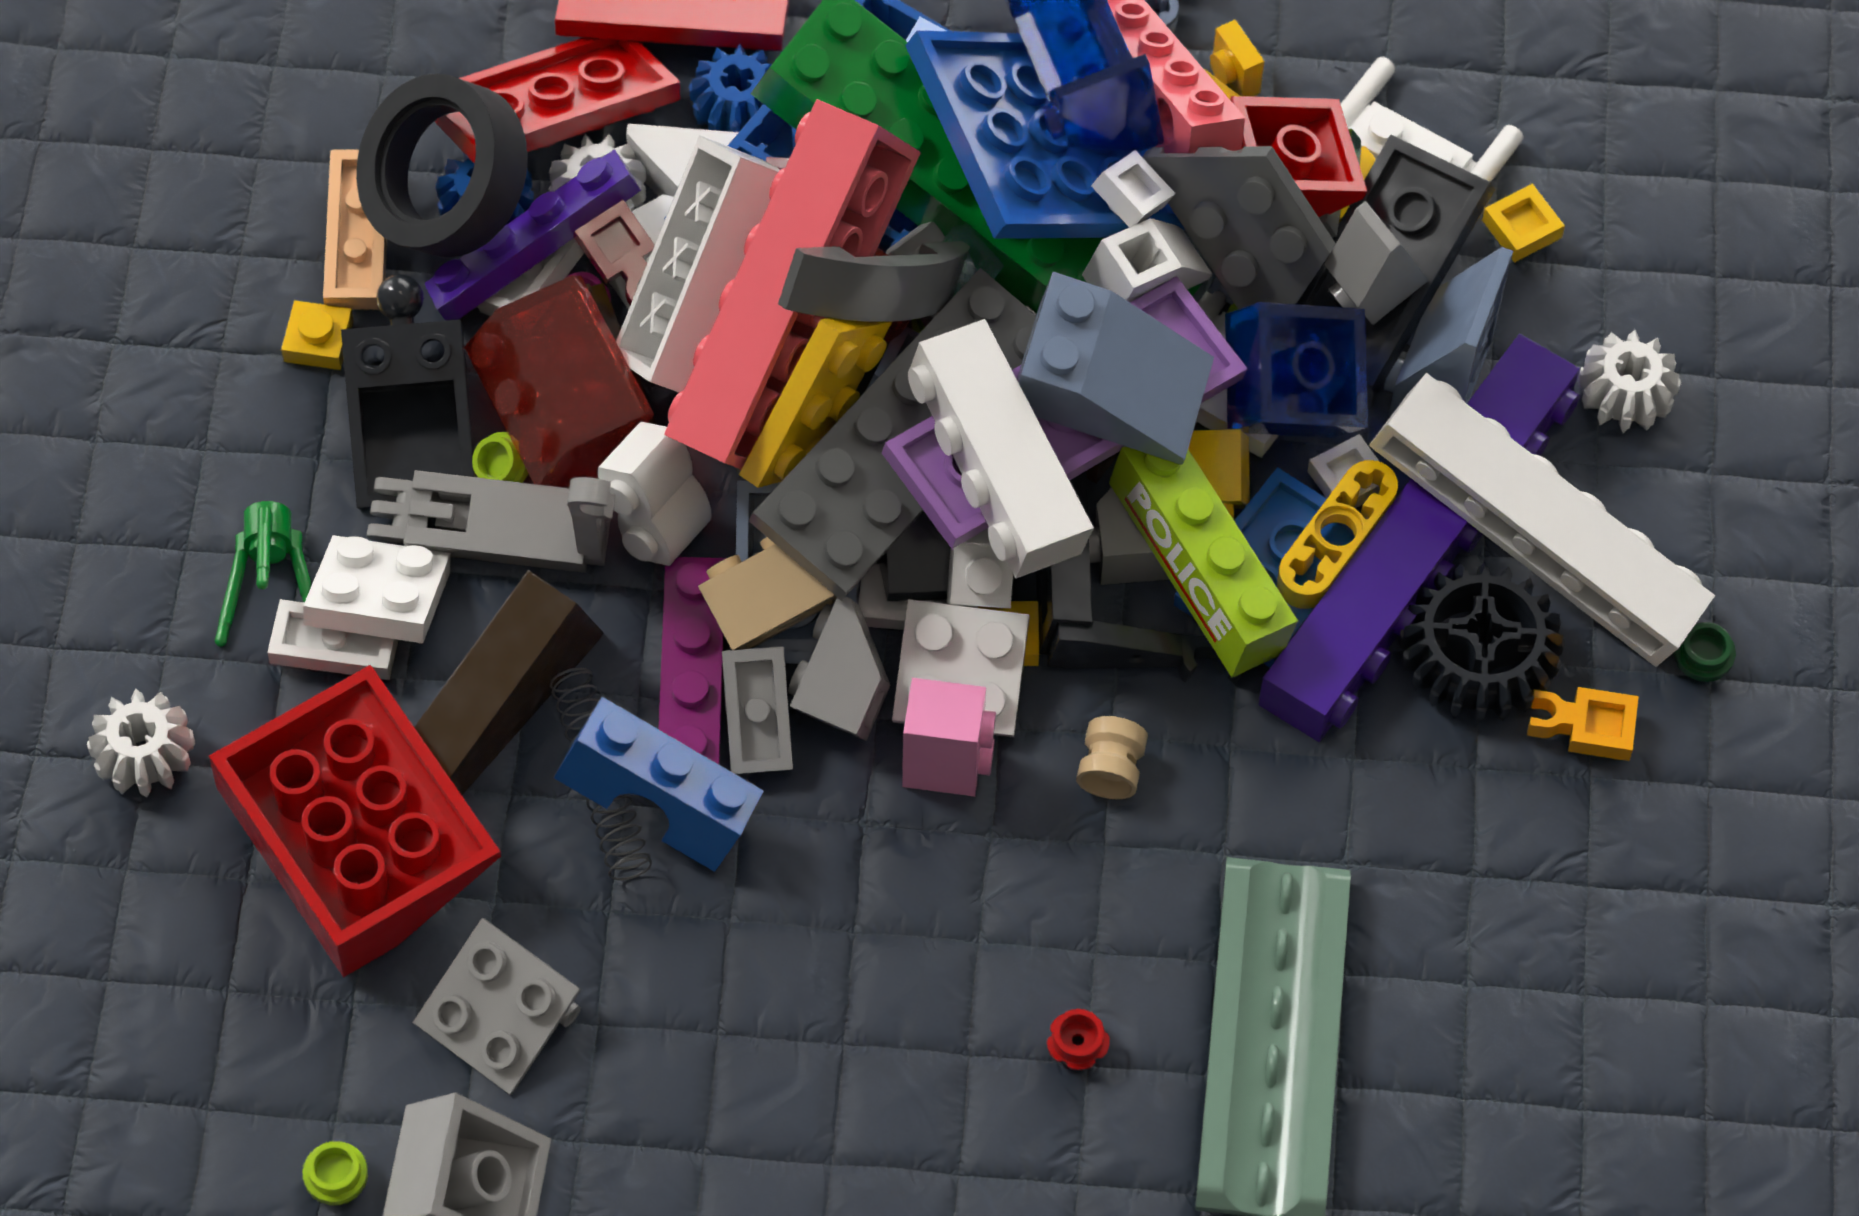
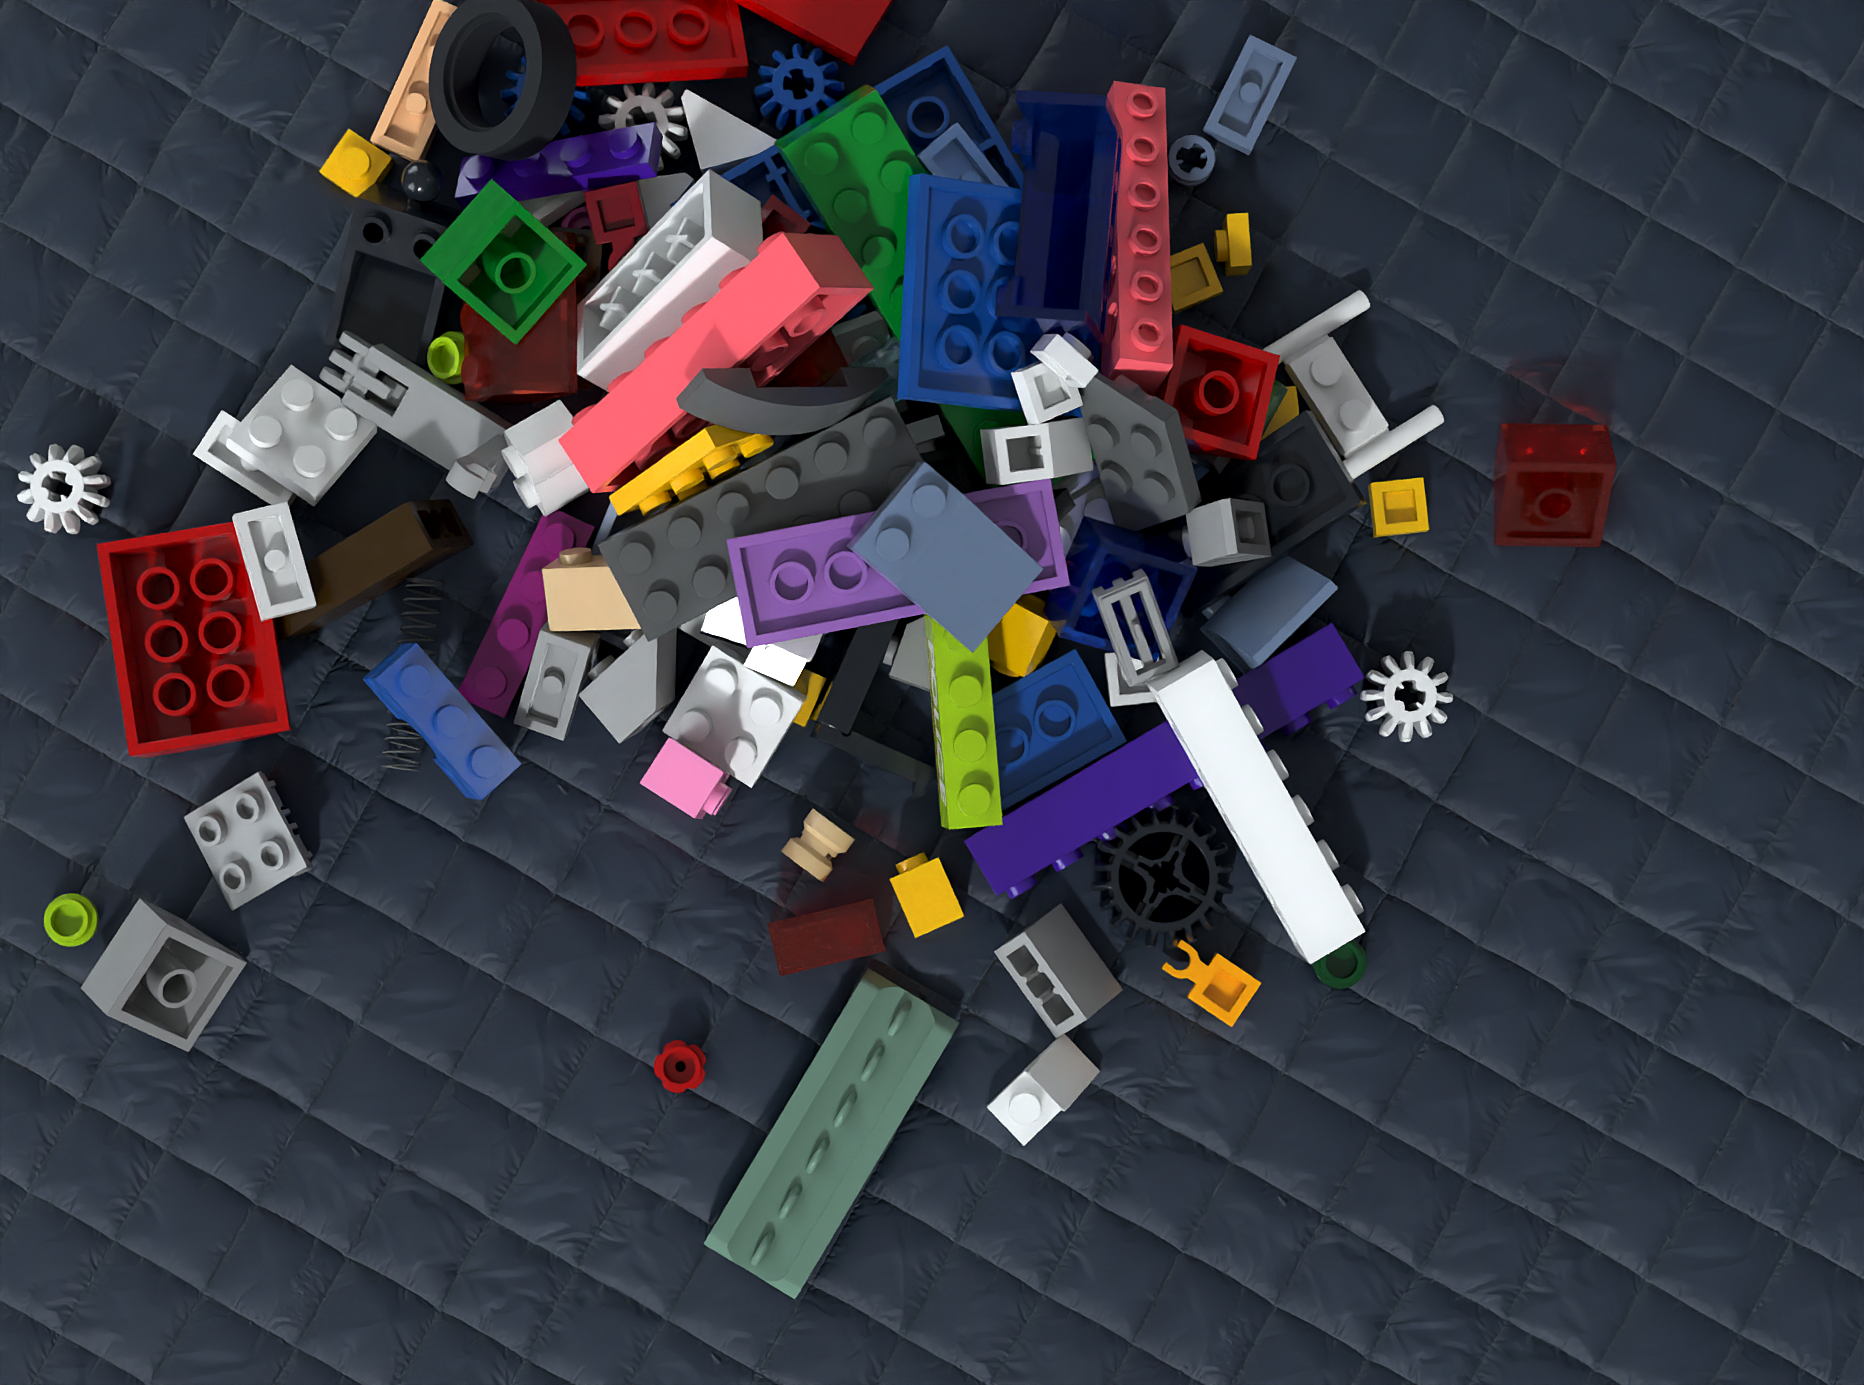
camera: 25 degrees right, 25 degrees up
(266, 540) = (231, 343): green plant -> none
(411, 688) = (274, 561): none -> white plate
(524, 313) = (503, 262): none -> green slope
(999, 449) = (813, 592): white brick -> none
(1140, 140) = (1066, 358): none -> white plate
(1168, 837) = (826, 936): none -> clear red brick
(1250, 758) = (925, 894): none -> yellow brick
(1326, 393) = (1121, 591): none -> light grey tile
(1336, 509) = (1062, 768): yellow beam -> none
(1424, 777) = (1058, 971): none -> light grey brick
(1471, 904) = (1043, 1089): none -> white slope
(1660, 144) = (1552, 484): none -> clear red slope

